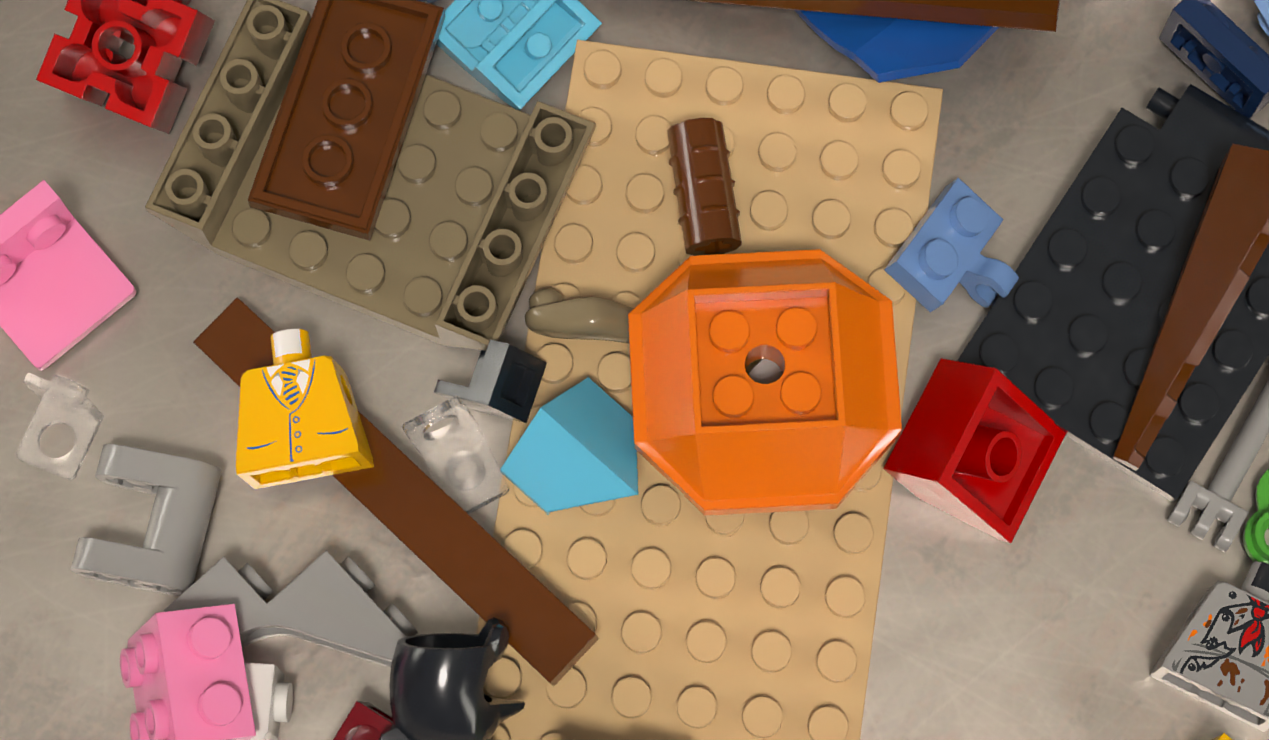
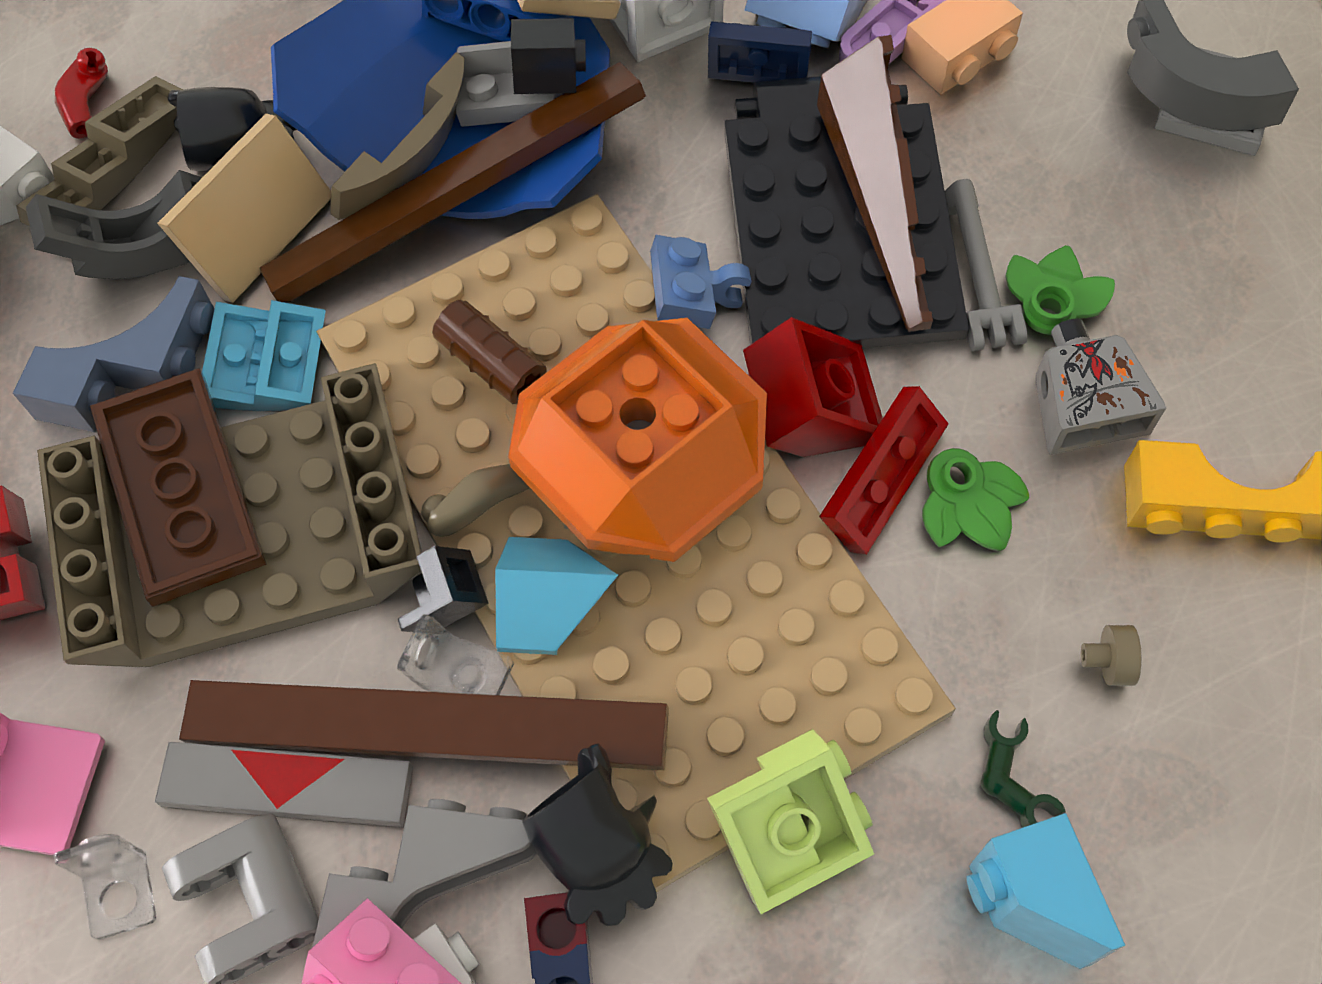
camera: 40 degrees left, 10 degrees down
(209, 411) = (285, 784): none -> light grey tile
(298, 417) = (309, 724): yellow torso -> none
(975, 572) = (884, 470): none -> red plate
(1032, 672) = (977, 506): none -> bright green plate

